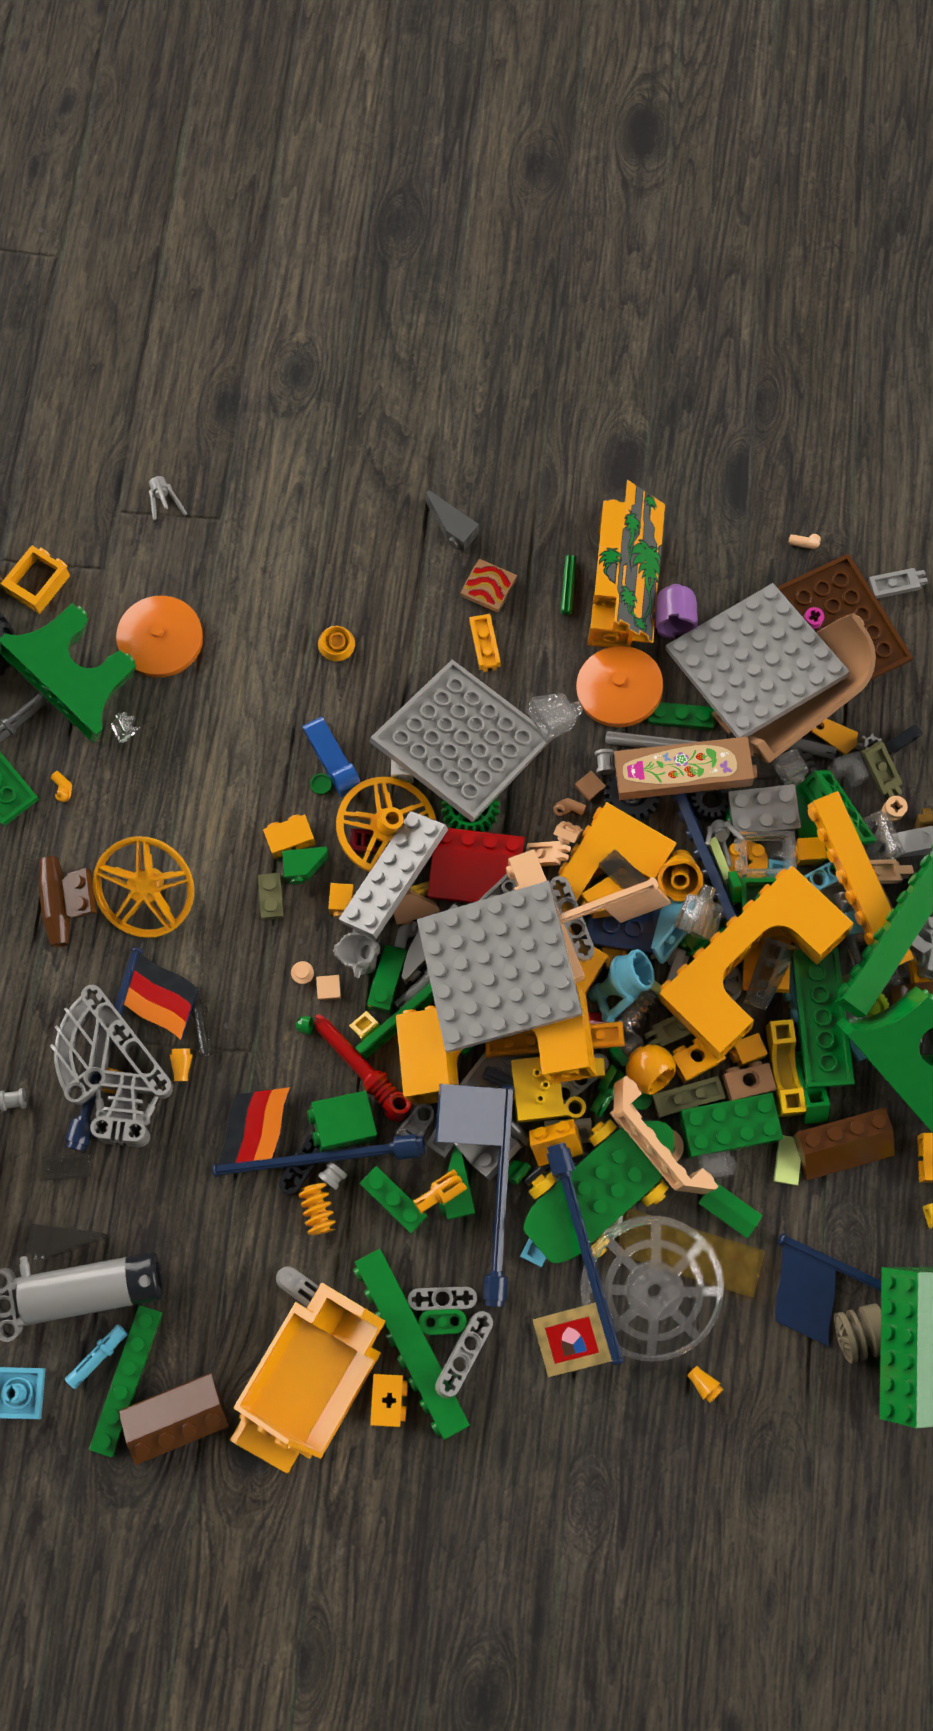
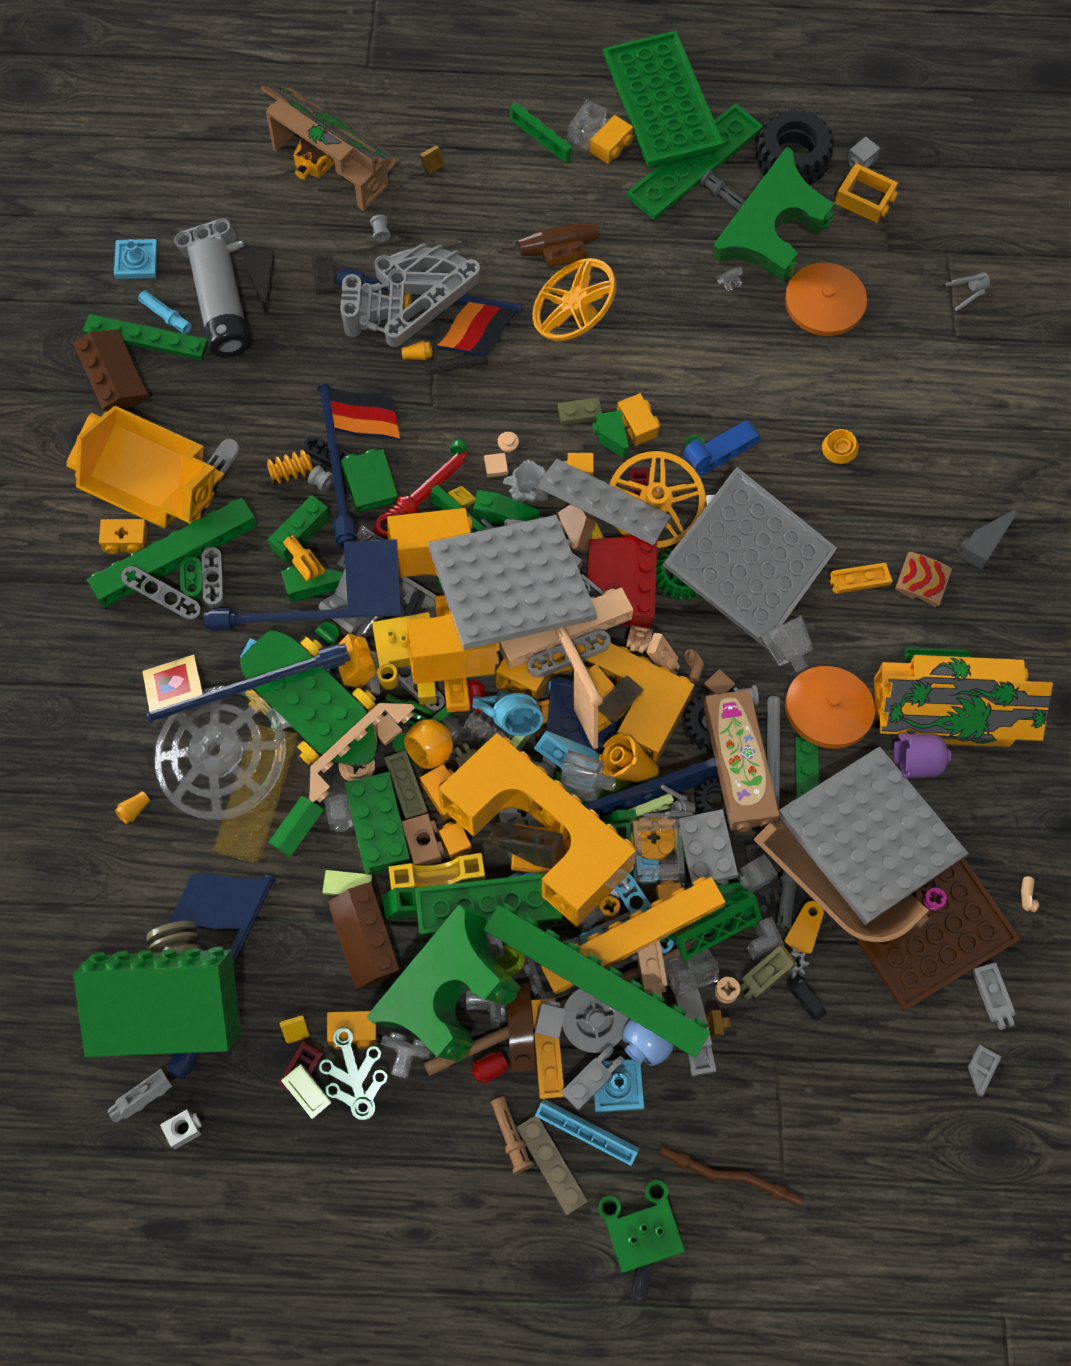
camera: 85 degrees right, 5 degrees down
(64, 789) = (667, 238): light orange arm -> none

